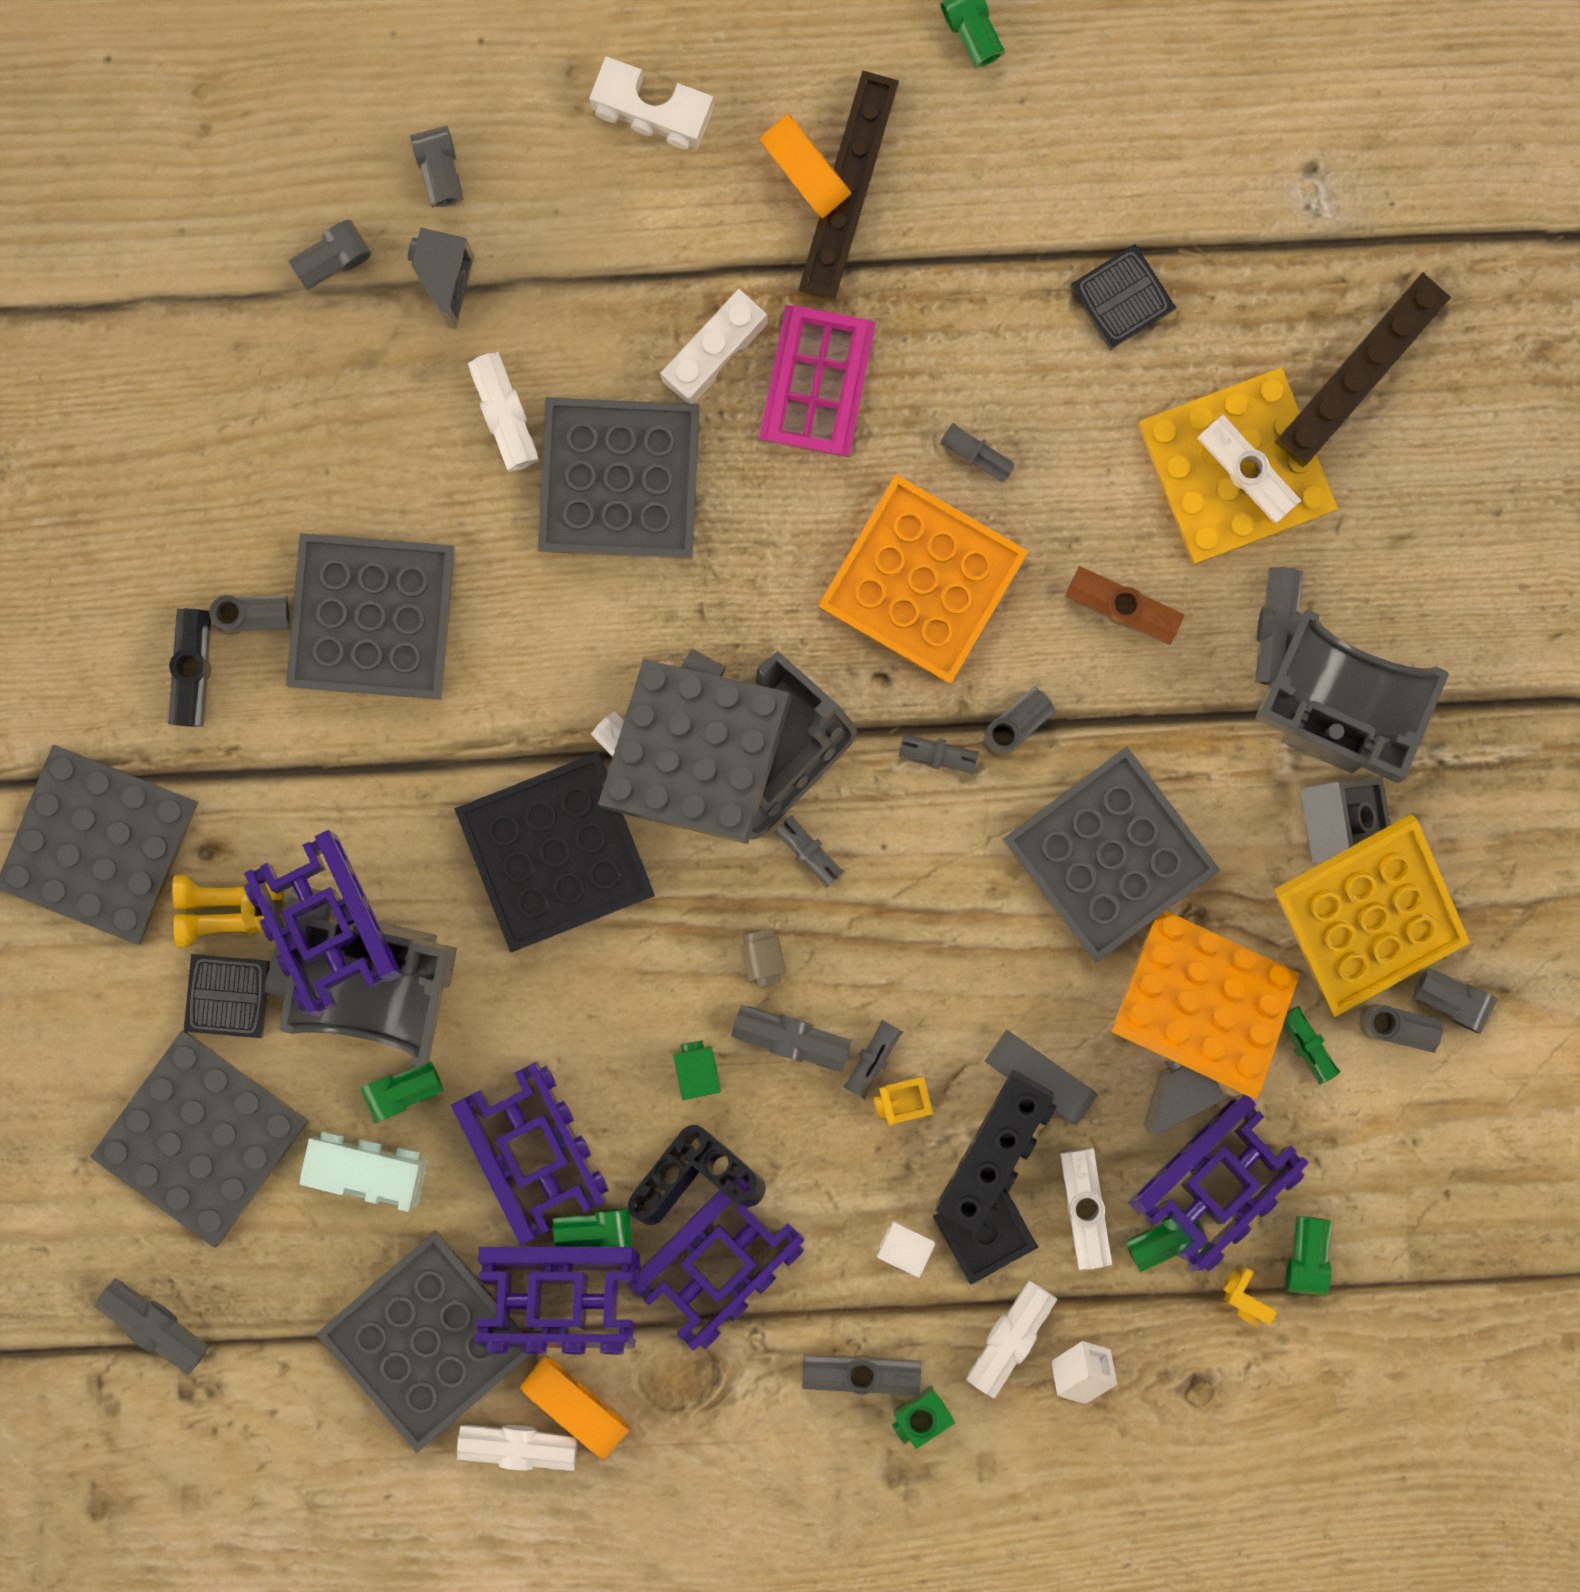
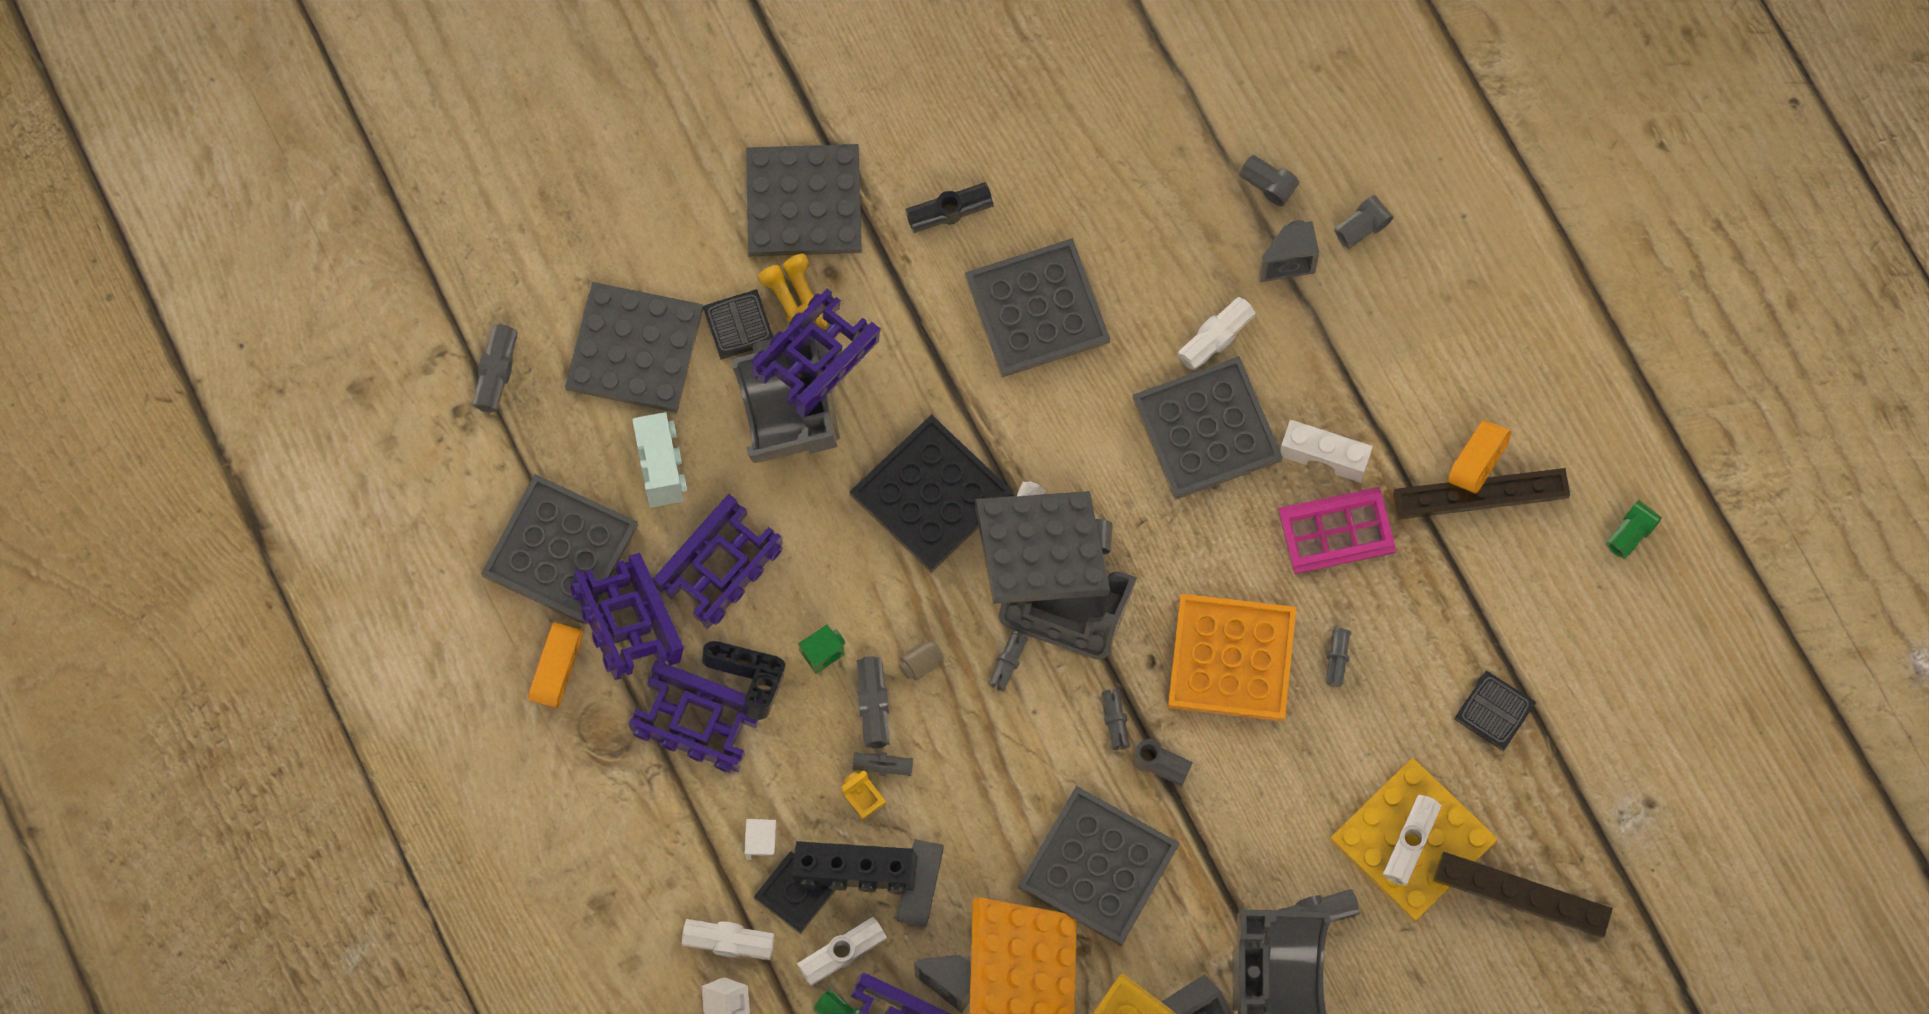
camera: 65 degrees right, 15 degrees down
(255, 613) = (1004, 231): dark grey piece -> none
(393, 1094) = (718, 456): green piece -> none
(517, 1447) = (512, 638): white piece -> none
(599, 1229) = (686, 628): green piece -> none
(680, 119) = (1473, 364): white arch -> none
(888, 1376) = (654, 830): dark grey piece -> none
(931, 1402) = (653, 912): green brick -> none
(1148, 615) = (1277, 817): dark orange piece -> none

